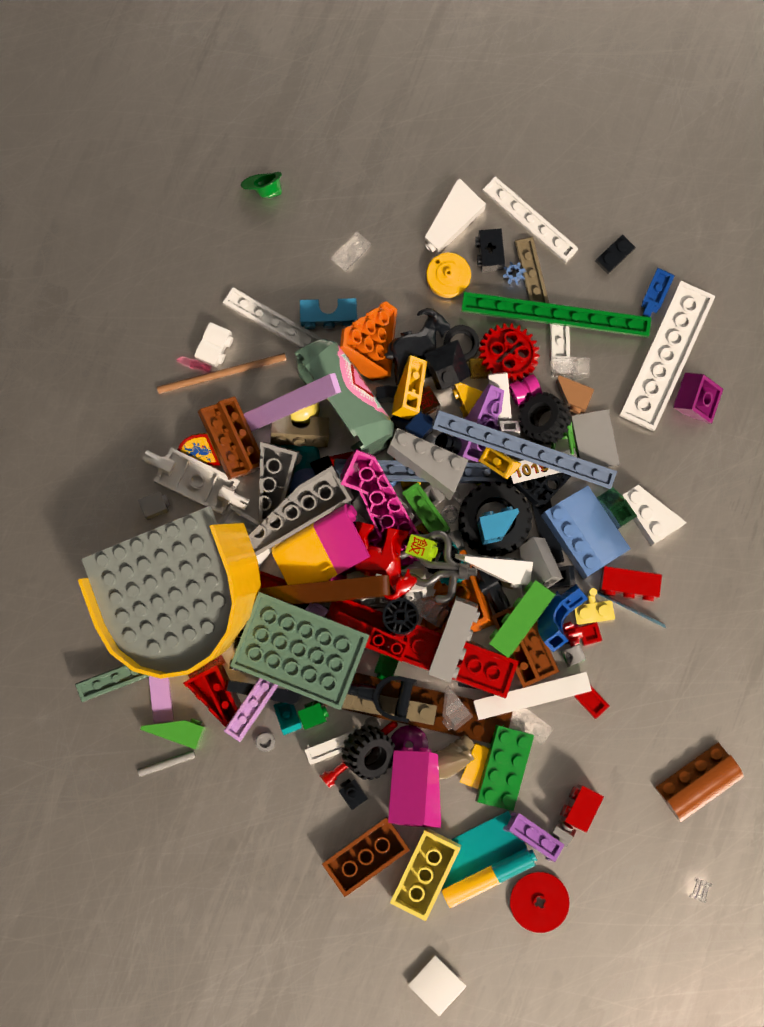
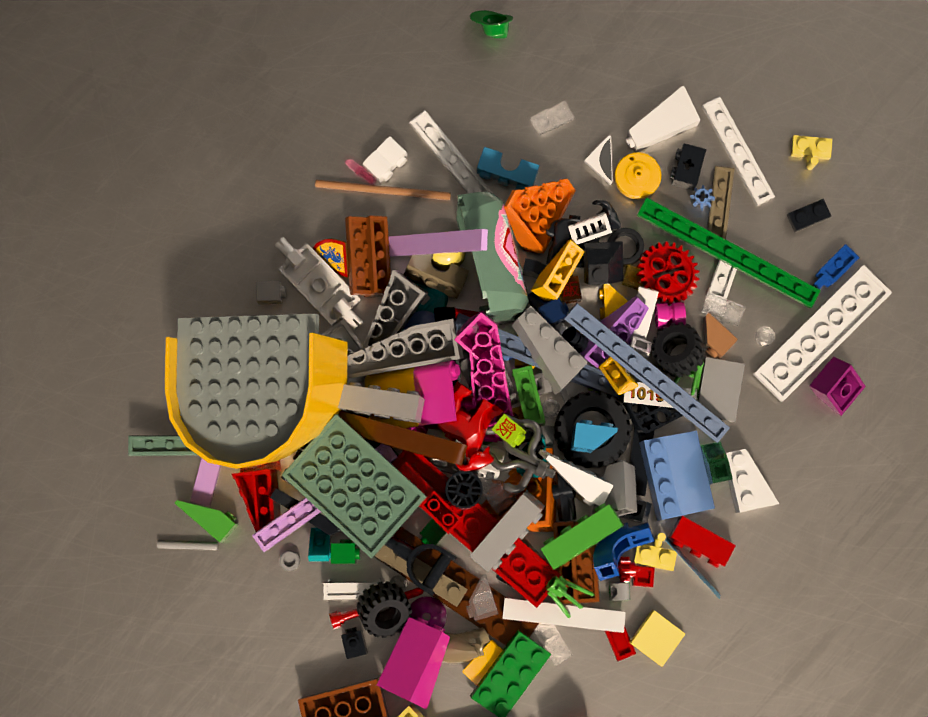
camera: 20 degrees right, 0 degrees up
(296, 566) = (381, 402): none -> light grey wedge
(410, 273) = (601, 161): none -> tile
(433, 339) = (602, 216): none -> white slope
(517, 673) = (557, 587): none -> bright green plant
(595, 193) = (812, 148): none -> light yellow plate
(617, 377) = (765, 336): none -> clear tile
(623, 684) = (657, 638): none -> light yellow tile

